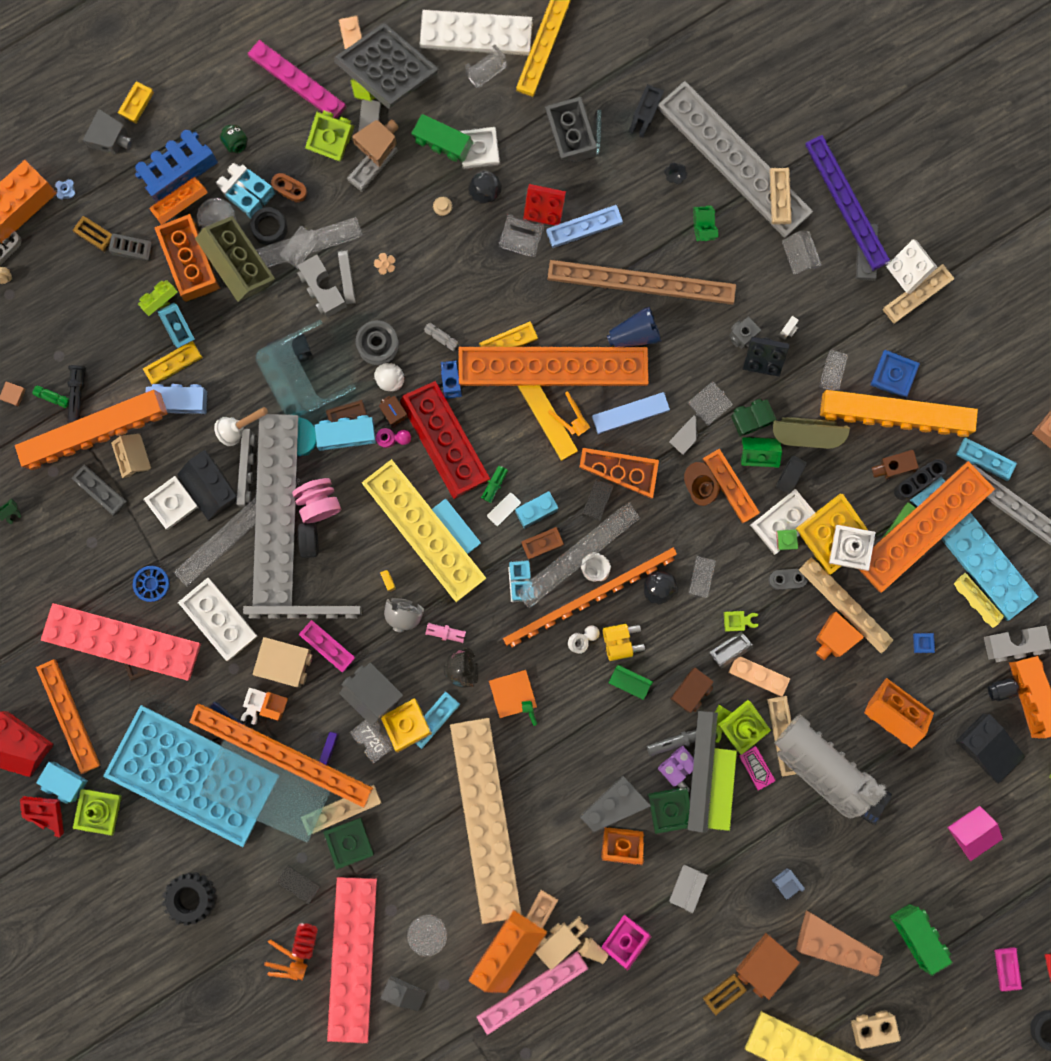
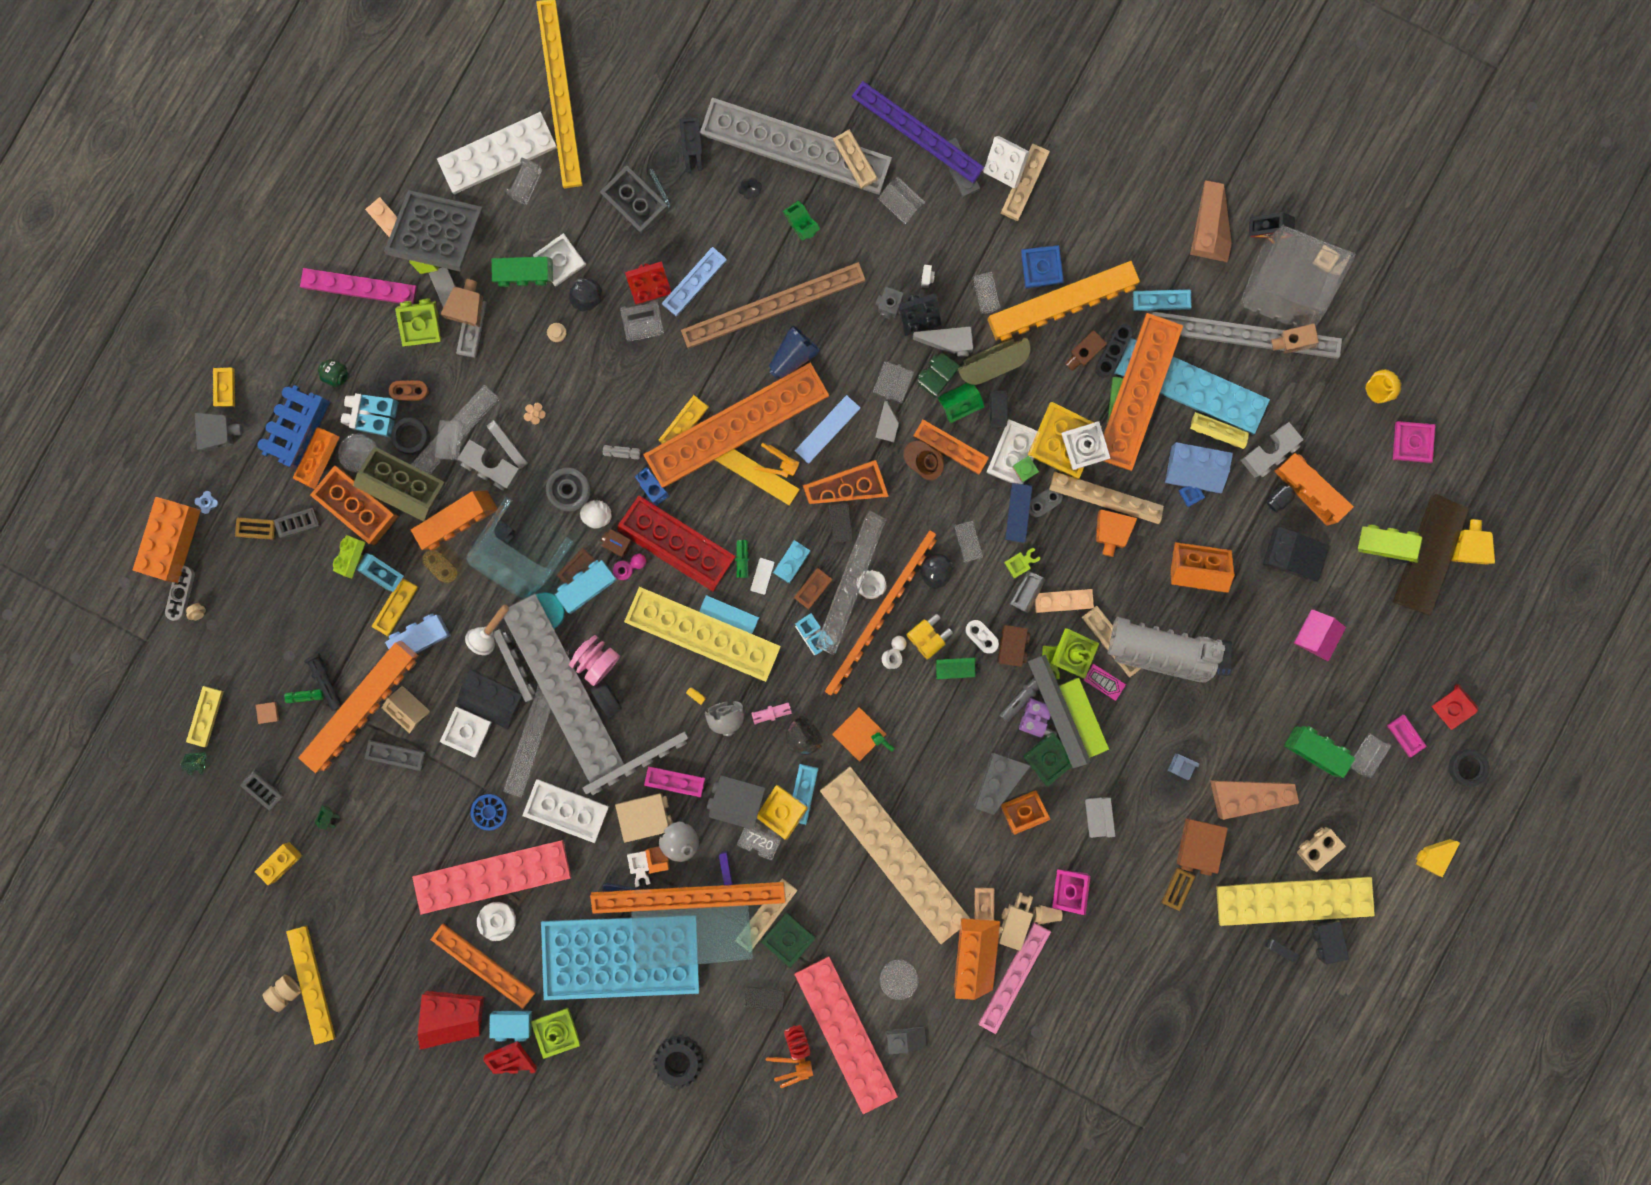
camera: 30 degrees left, 5 degrees up
(102, 683) = (496, 921): none -> white tile
(230, 348) = (439, 566): none -> clear yellow plate
(265, 315) = (454, 519): none -> orange wedge
(300, 701) = (679, 842): none -> light grey cylinder
(669, 667) = (982, 636): none -> white plate
(760, 575) = (1018, 512): none -> dark blue slope
(779, 393) = (951, 340): none -> light grey slope
(943, 622) = (1198, 467): none -> medium blue slope
(965, 969) = (1370, 756): none -> clear panel

